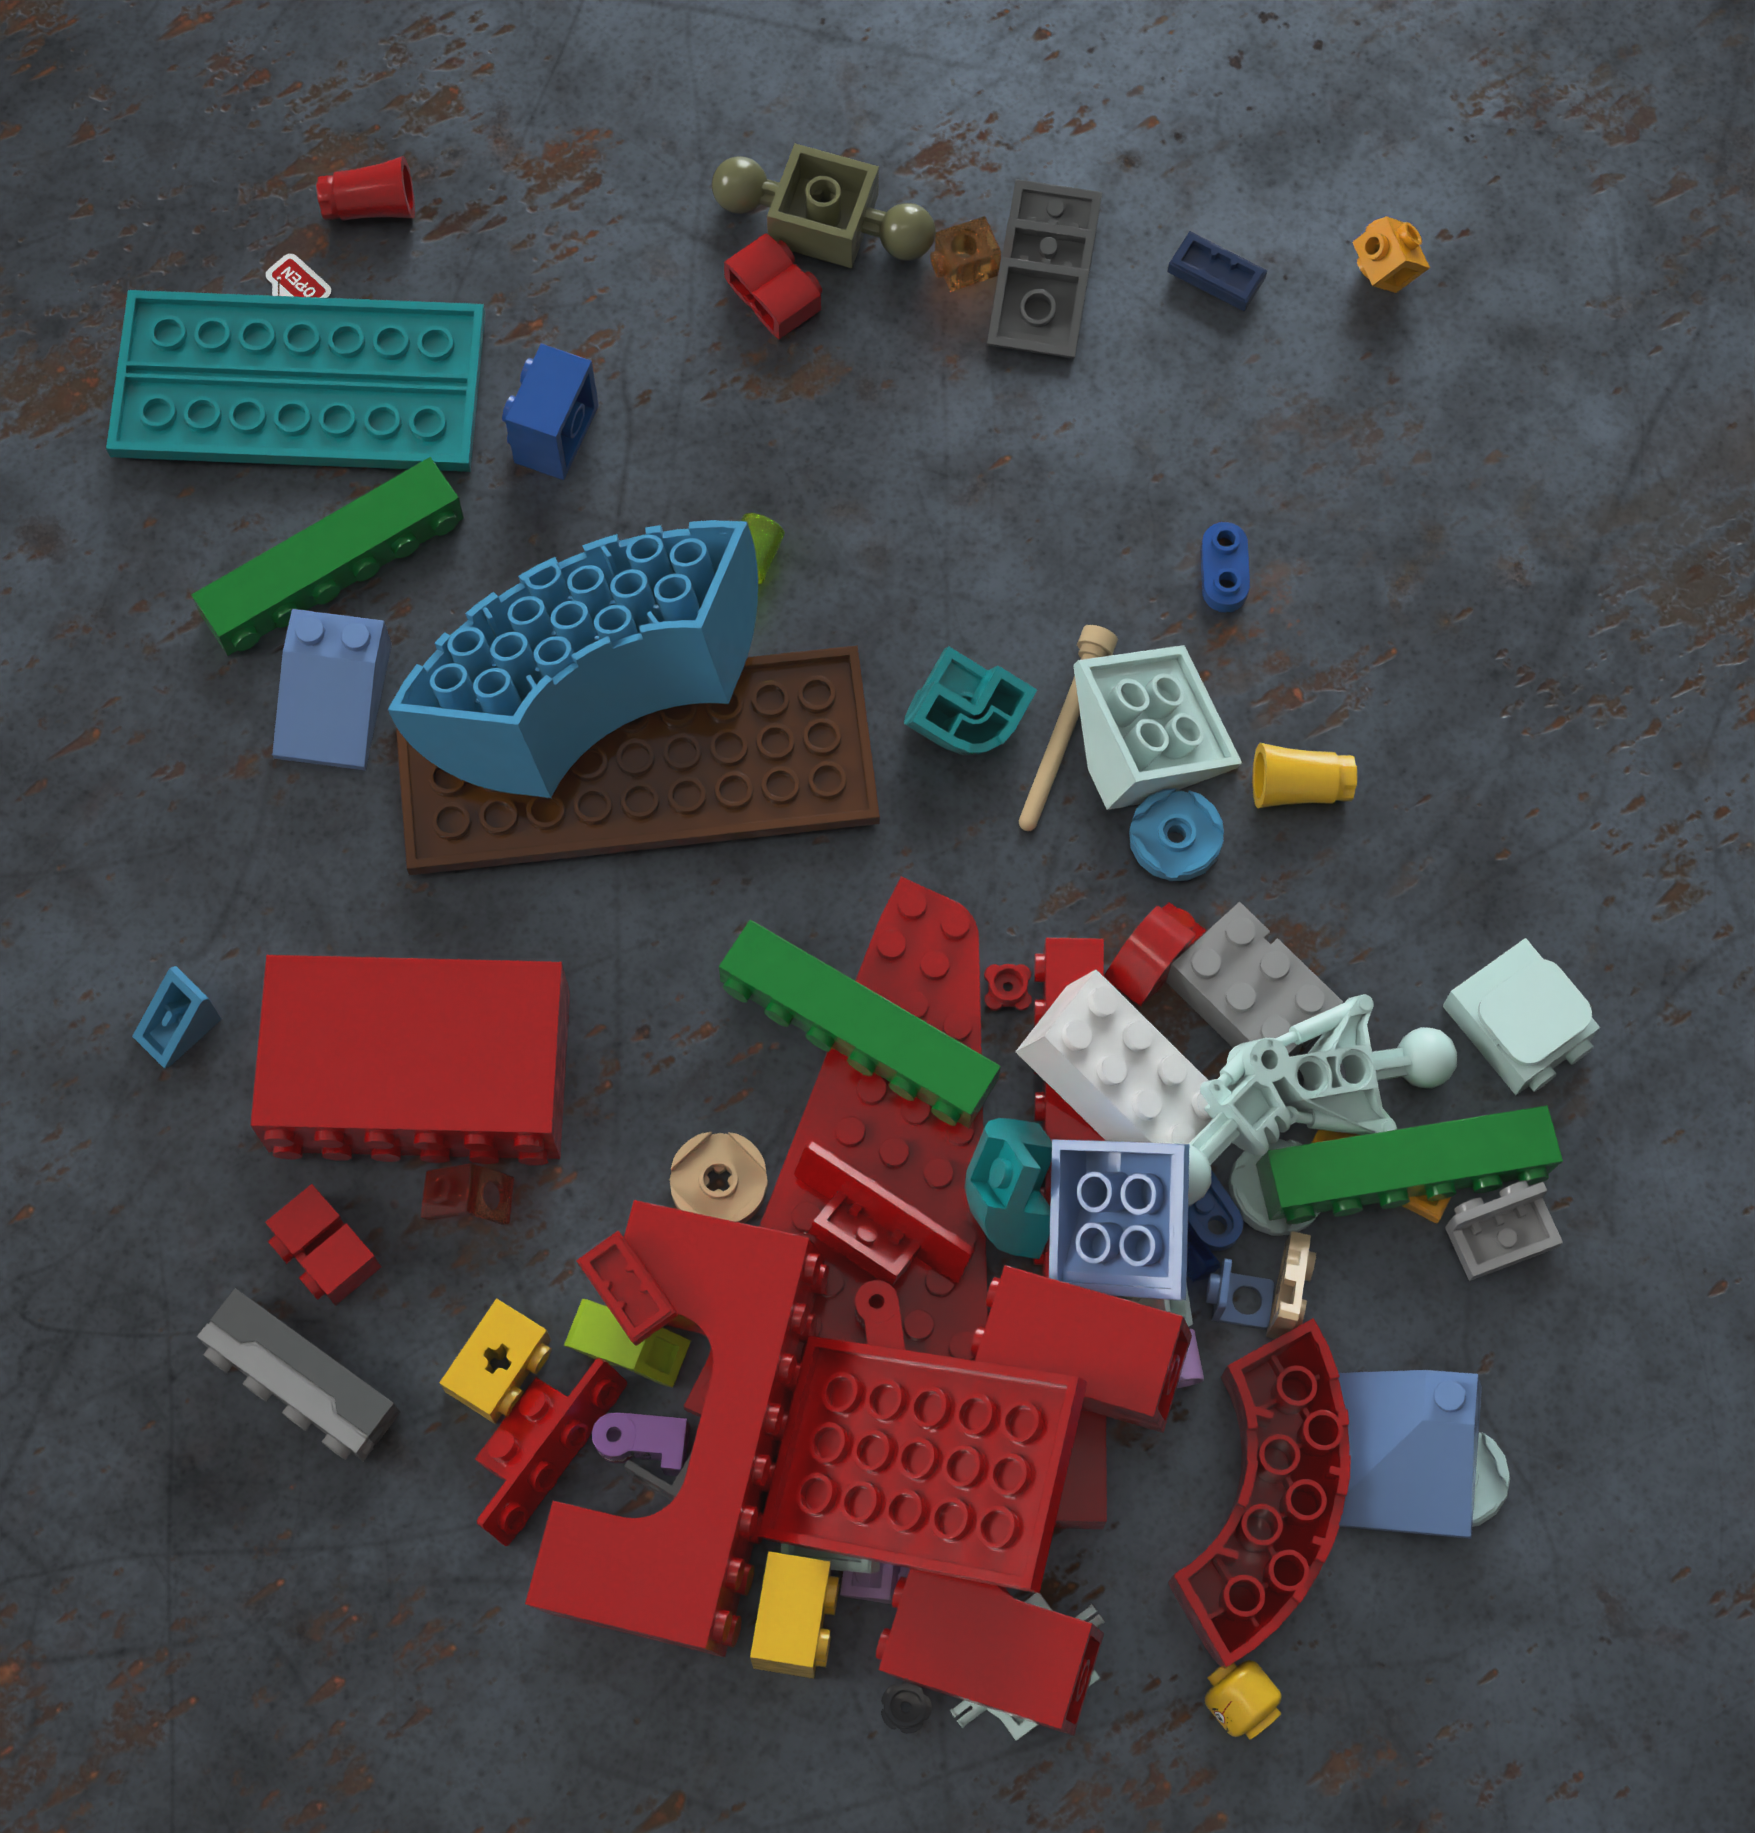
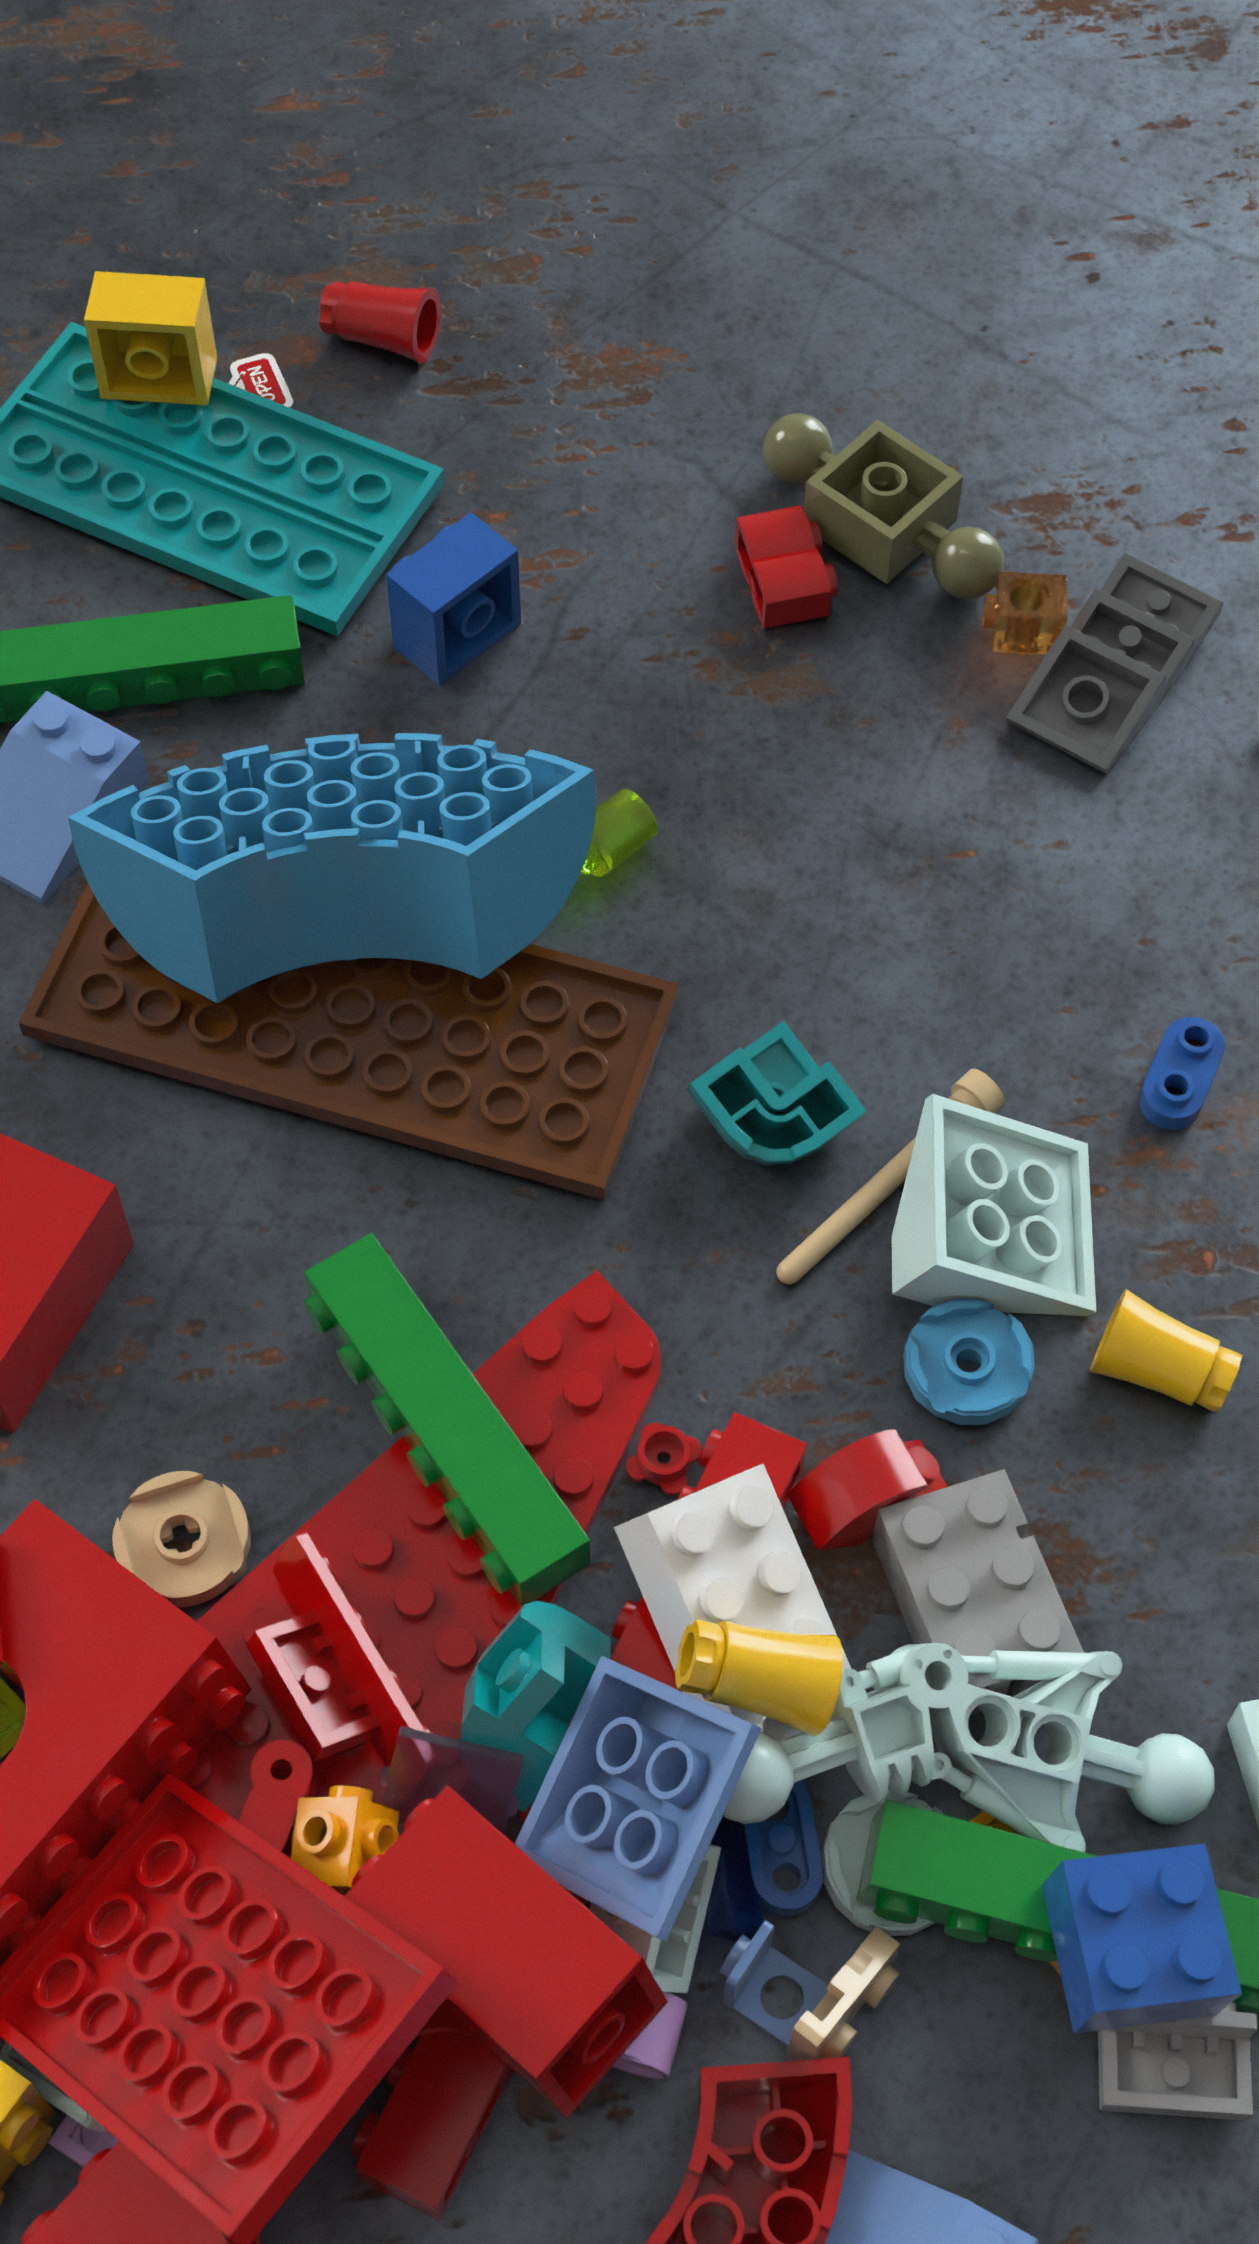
camera: 25 degrees right, 10 degrees down
(214, 287) = (151, 338): none -> yellow brick
(940, 1325) = (341, 1833): none -> light orange brick
(981, 1257) = (430, 1762): none -> piece
(1164, 1105) = (763, 1671): none -> yellow plant
(1460, 1167) = (1140, 1938): none -> blue brick

